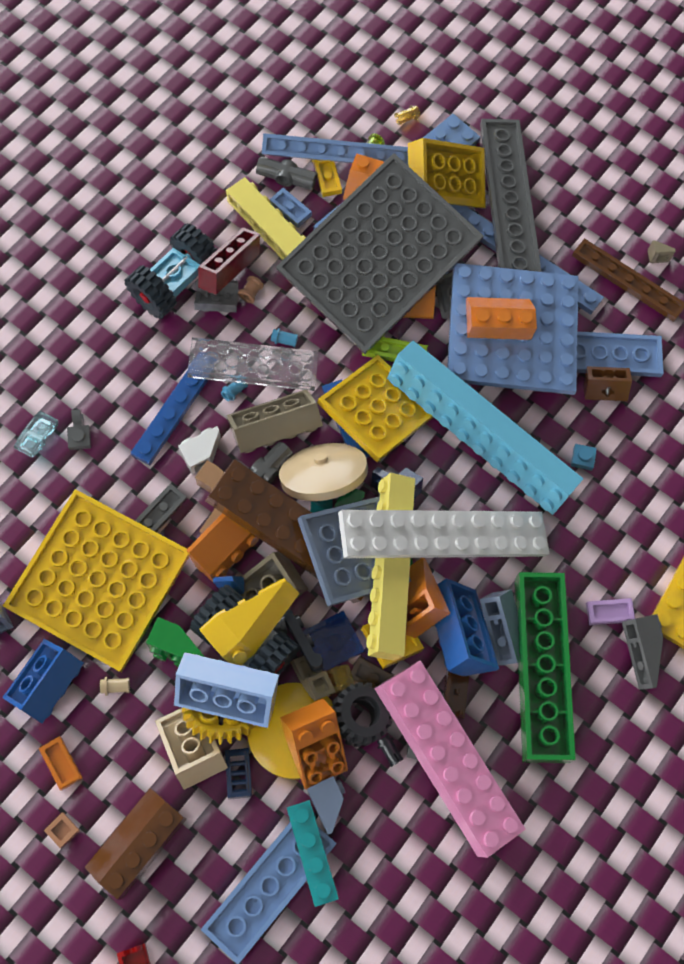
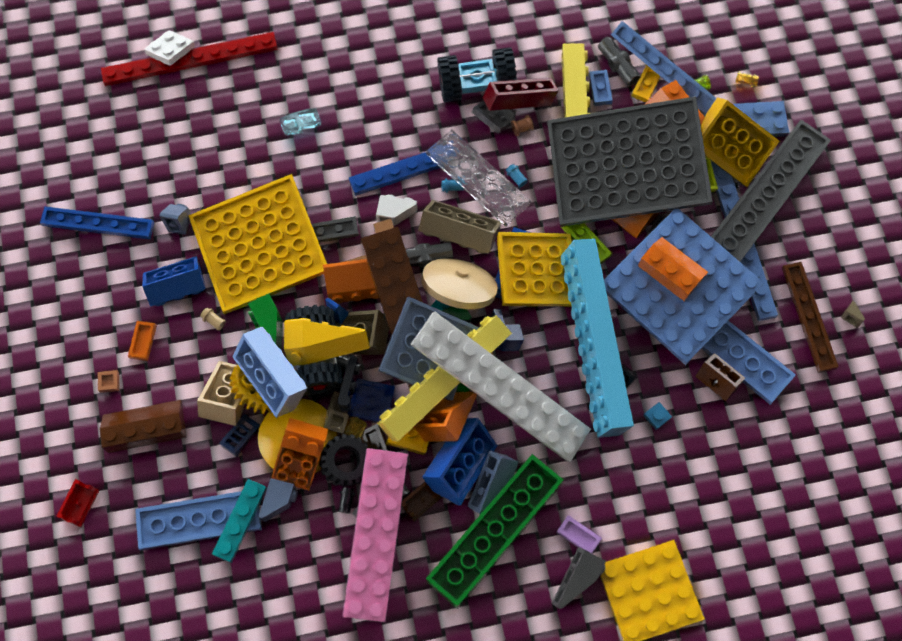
camera: 45 degrees right, 0 degrees up
(79, 435) = (327, 141): dark grey plate -> none

